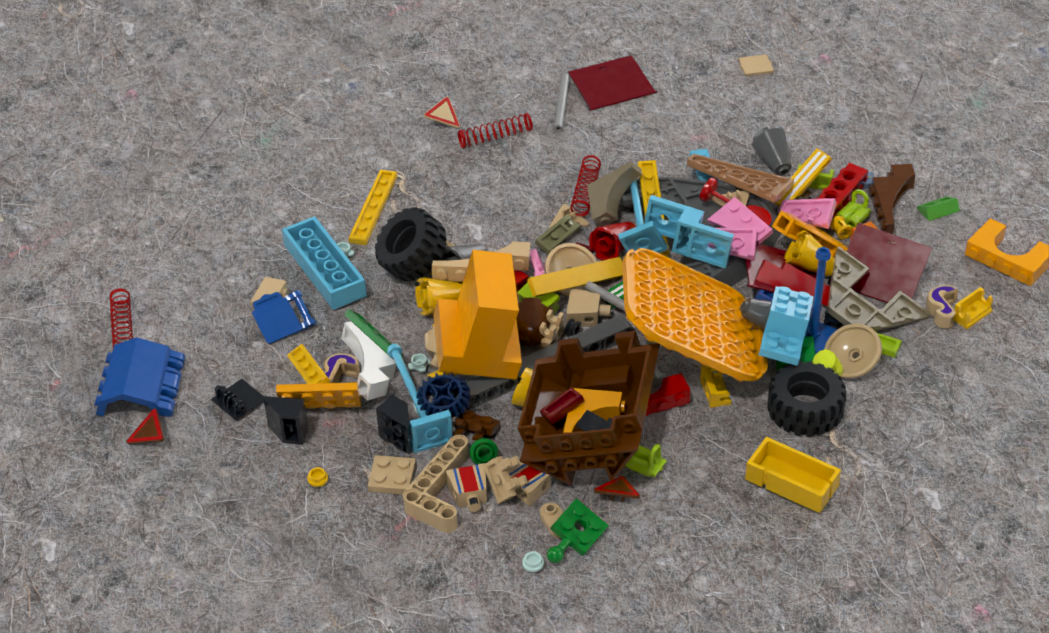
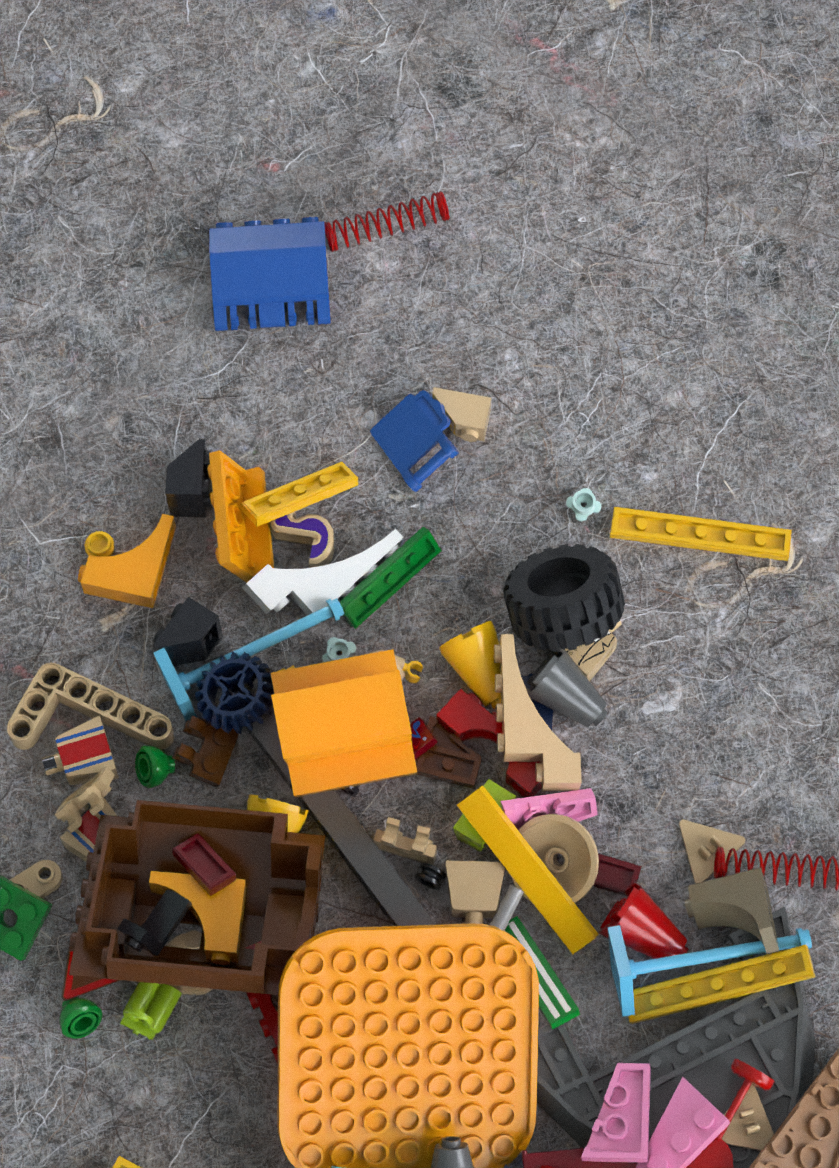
camera: 85 degrees right, 25 degrees up
(148, 431) = (172, 304): piece -> none
(237, 398) = (248, 412): black hinge -> none
(324, 263) = (538, 477): medium azure brick -> none
(344, 455) = (133, 575): none -> light orange arch
(391, 474) = (111, 646): tan plate -> none
(529, 319) = (421, 803): reddish brown cylinder -> none
(557, 234) = (654, 833): olive plate -> none
(648, 494) = (79, 1017): none -> green brick
(688, 231) = (622, 1039): medium azure bracket -> none

